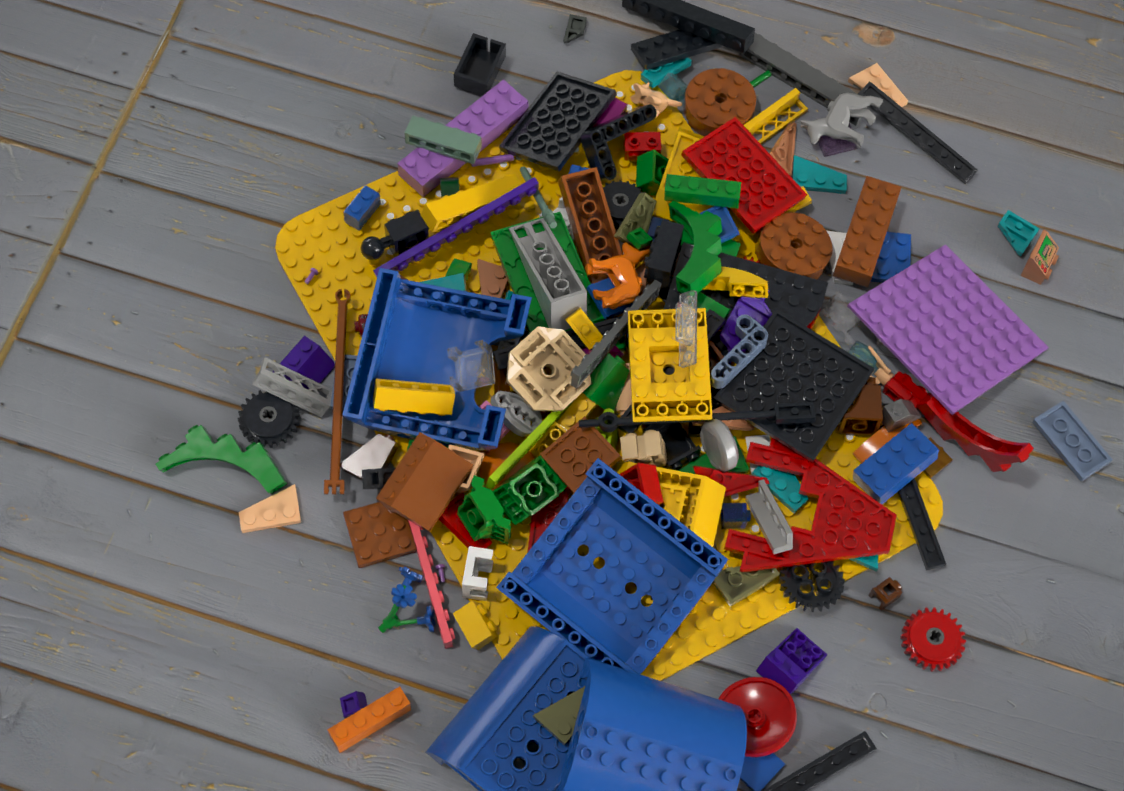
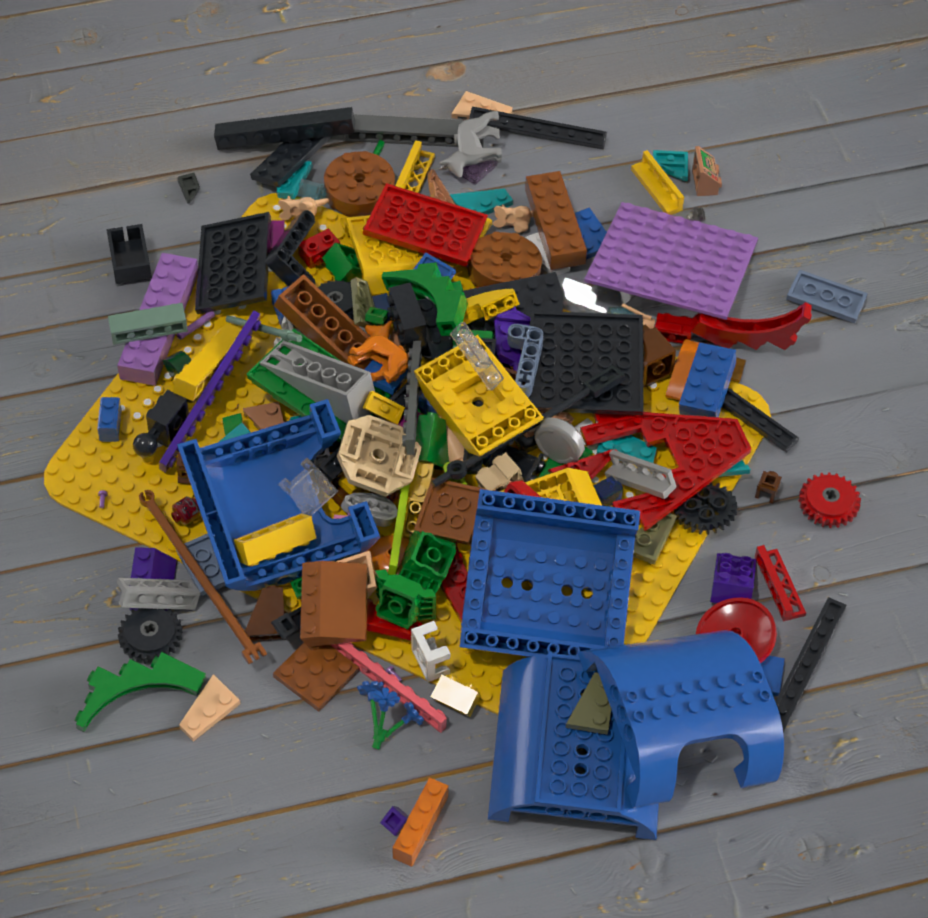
camera: 30 degrees left, 10 degrees down
(702, 191) = (404, 250): green brick -> none
(825, 688) = (776, 586): none -> red fence
(838, 209) = (517, 217): none -> light nougat animal
(899, 414) = (684, 343): flat silver slope -> none
(989, 246) = (658, 184): none -> yellow fence
(1005, 294) = (697, 214): none -> clear smoke plate

